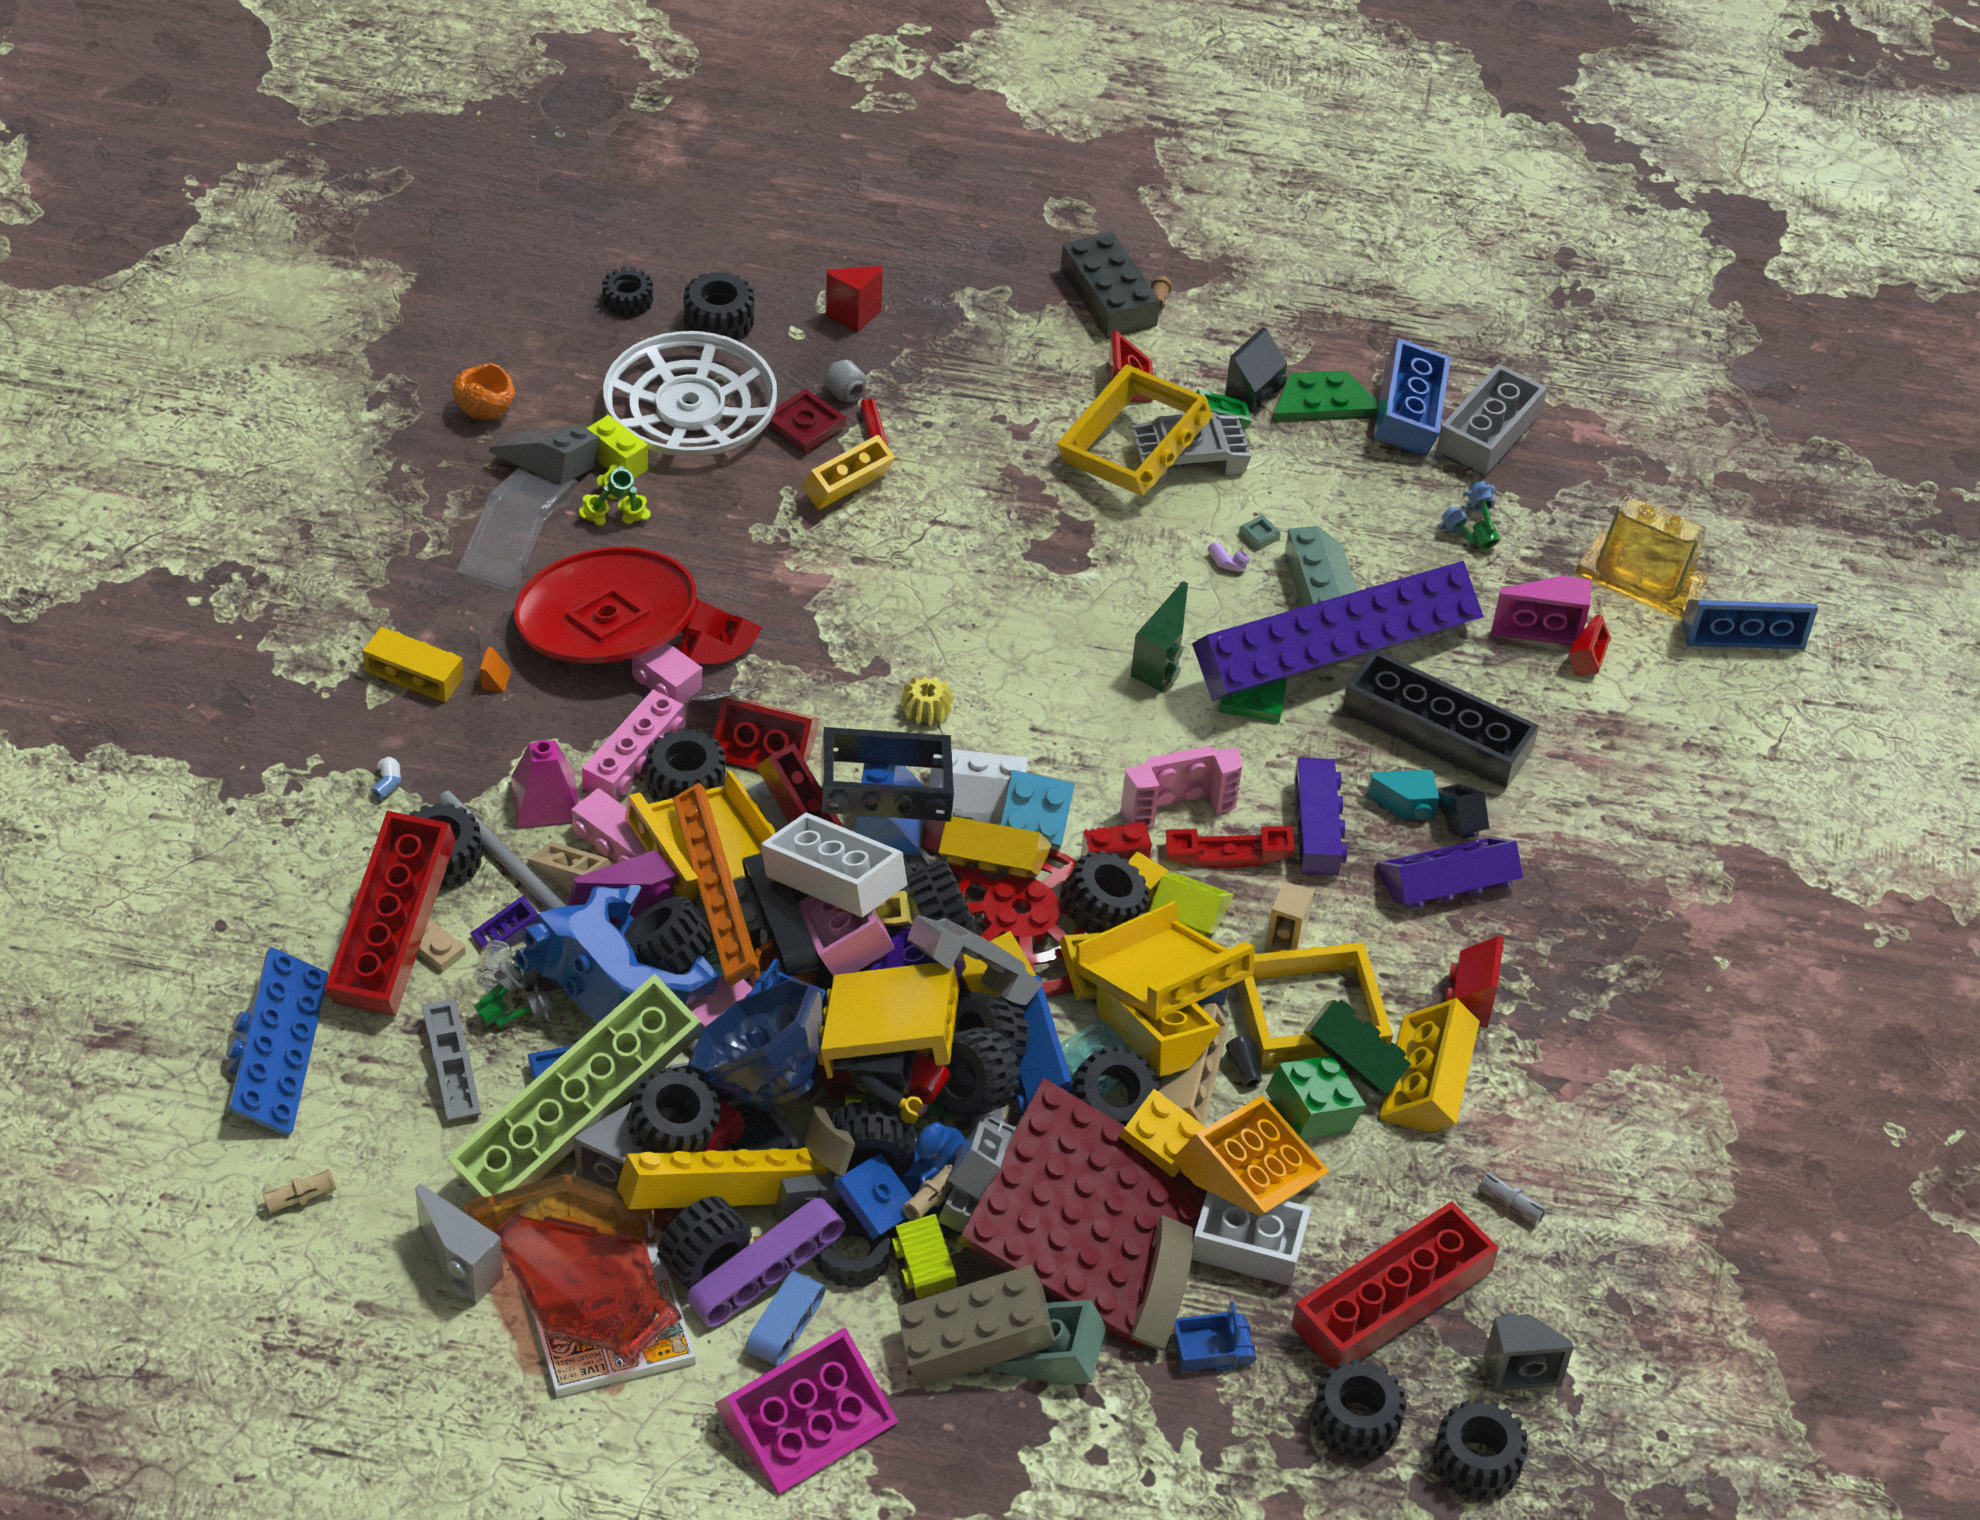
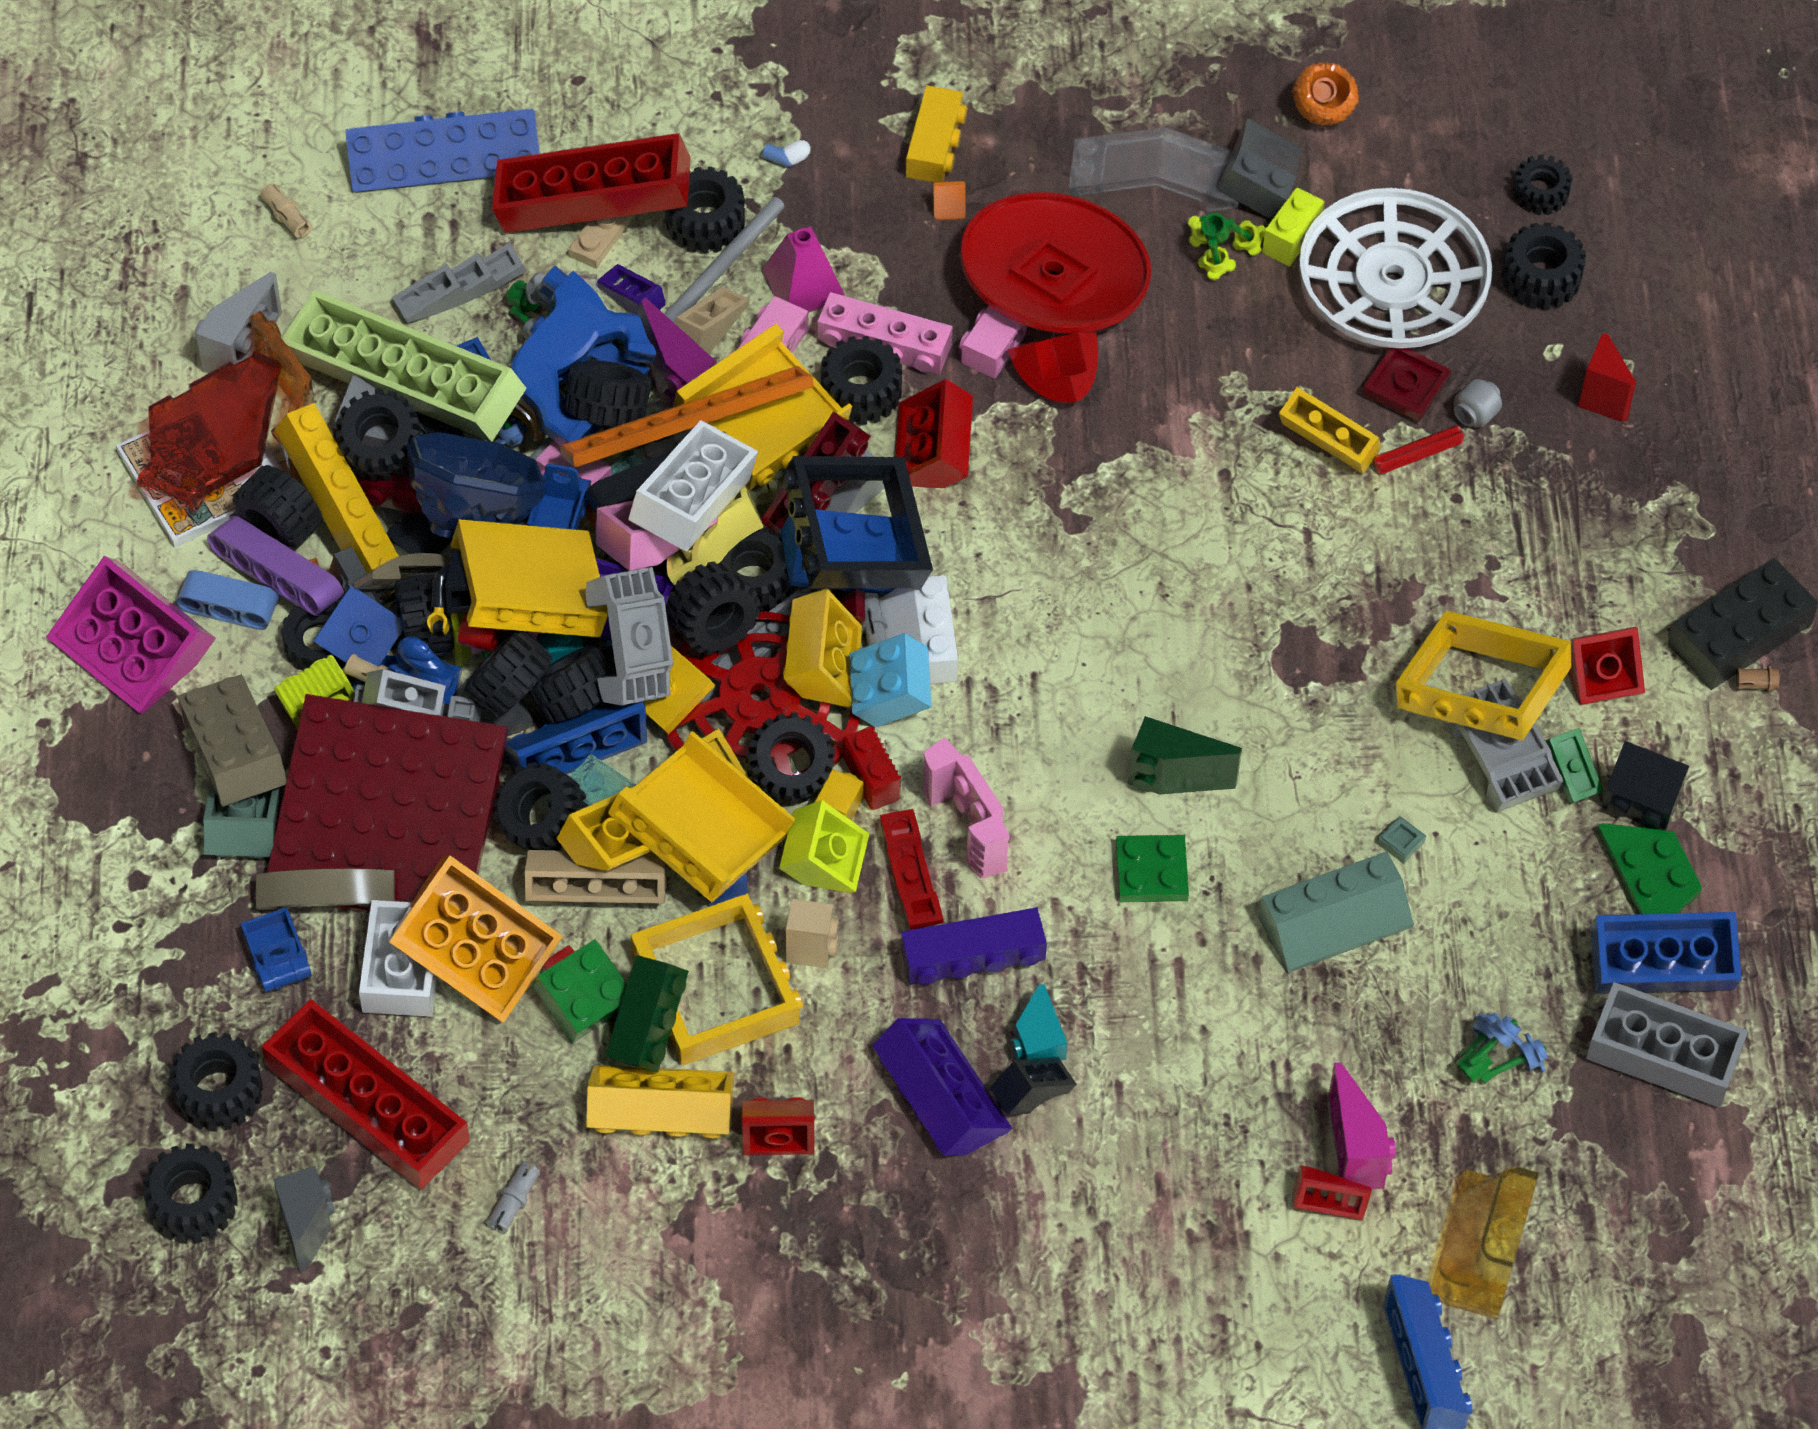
camera: 80 degrees right, 10 degrees up
(723, 693) = (965, 384): sticker -> none
(926, 700) = (1029, 566): light yellow gear -> none
(1160, 1131) = (491, 848): yellow plate -> none
(1223, 560) = (1342, 812): lavender arm -> none
(1244, 1059) = (629, 923): black cone -> none
(1336, 630) = (1237, 919): dark purple brick -> none
(1440, 718) = (1153, 1046): black brick -> none

